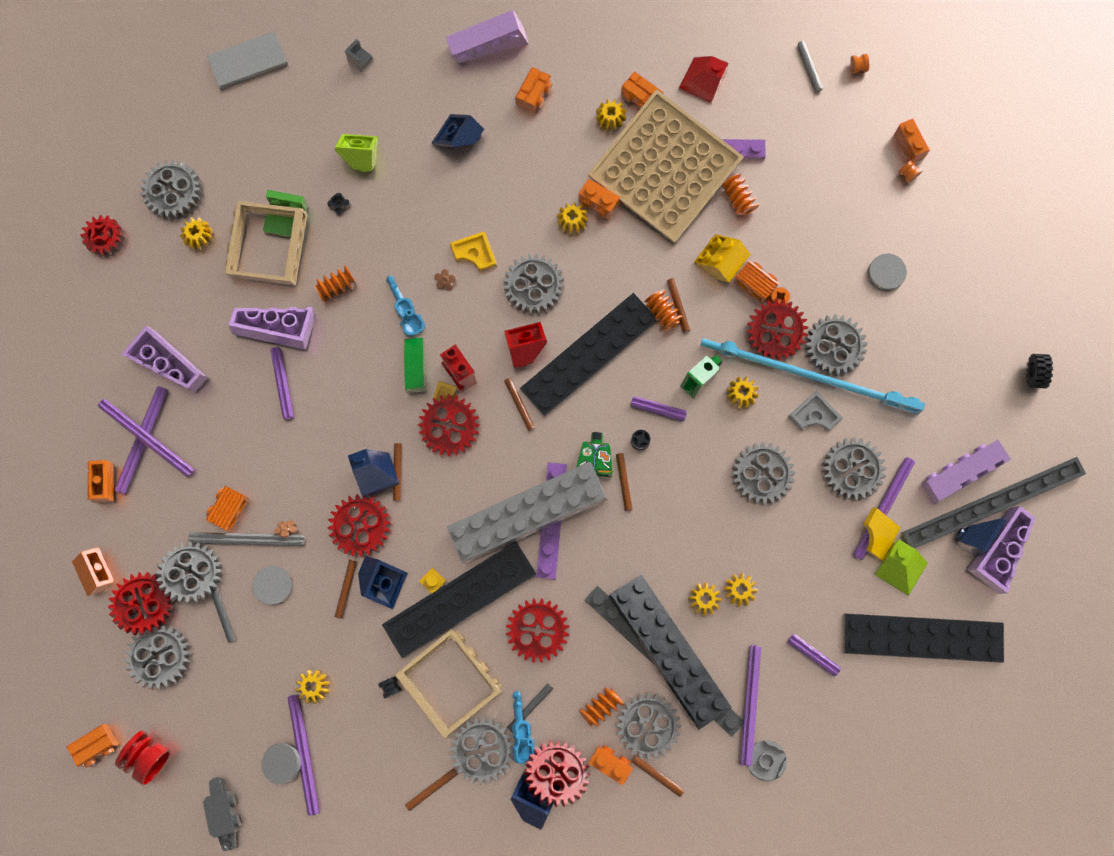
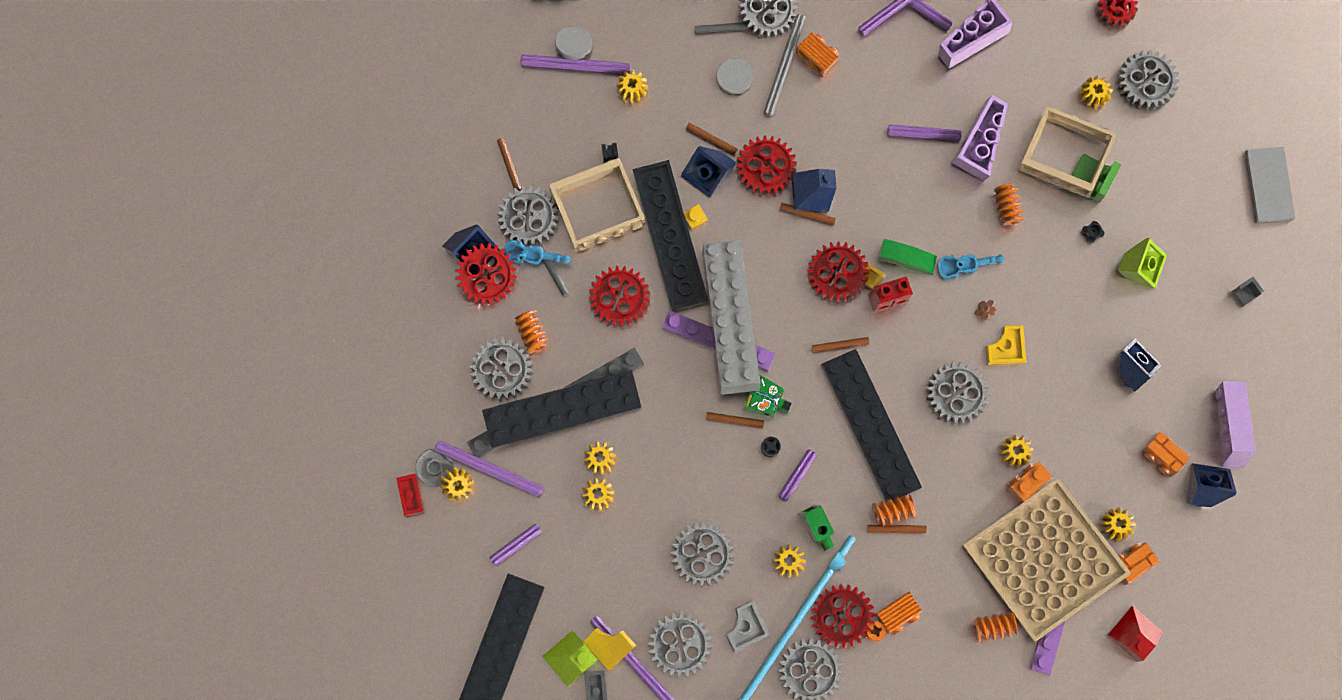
camera: 100 degrees right, 0 degrees up
(285, 528) = (783, 100): nougat plant -> none
(525, 343) = (899, 365): red slope -> none
(550, 46) = (1210, 485): none -> dark blue slope
(610, 765) = (477, 324): orange brick -> none
(657, 776) = (453, 363): dark orange bar -> none
(722, 257) = (933, 587): yellow slope -> none
(778, 732) = (462, 478): none -> yellow gear
(802, 776) = (410, 495): none -> red plate

